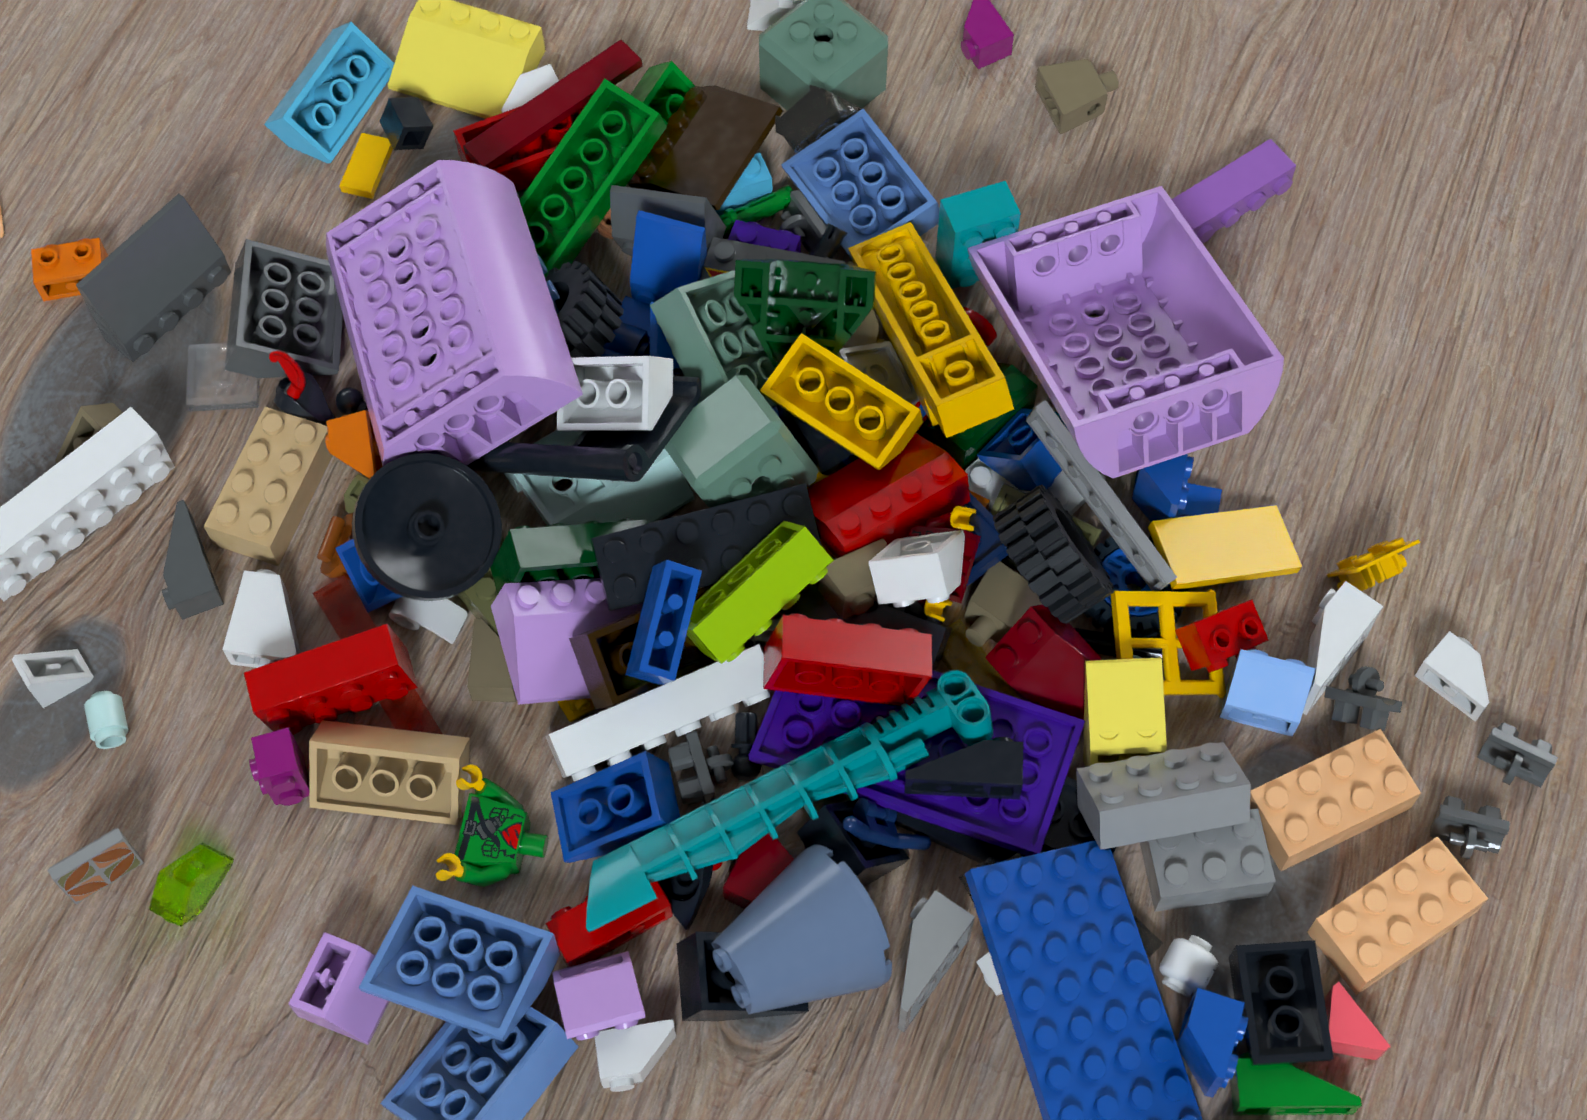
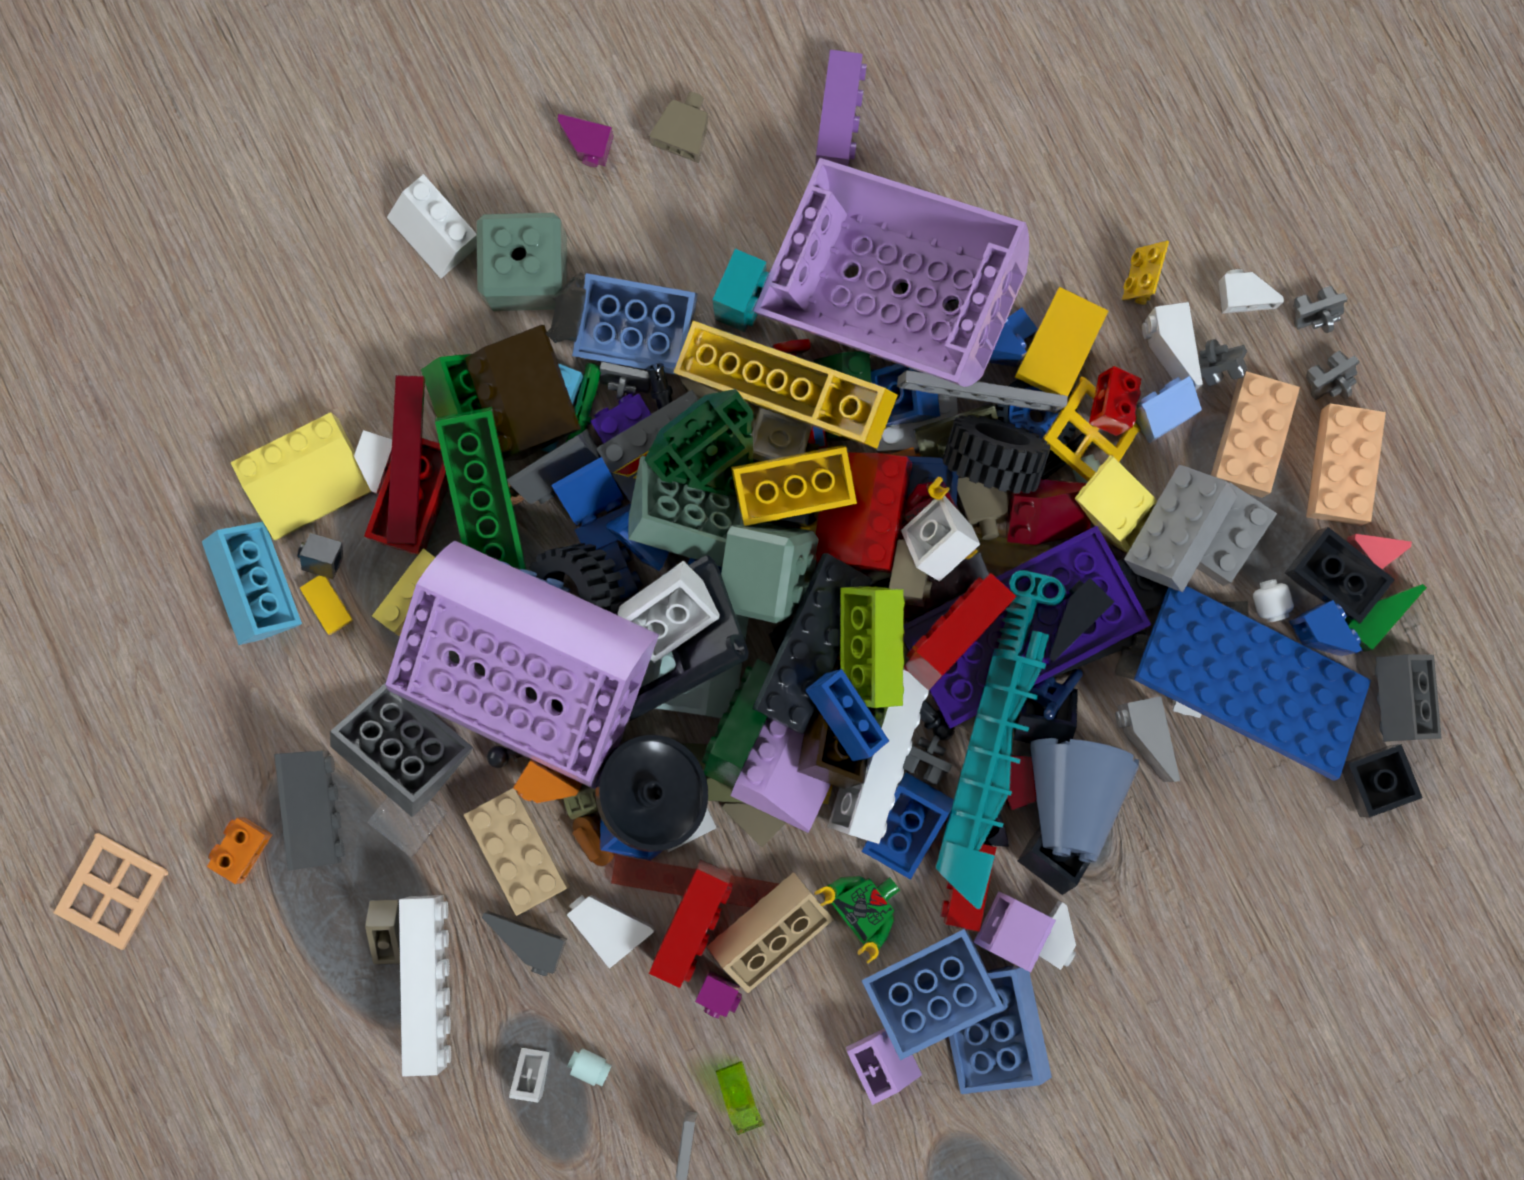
camera: 45 degrees left, 20 degrees up
(299, 392) = (476, 786): black piece -> none

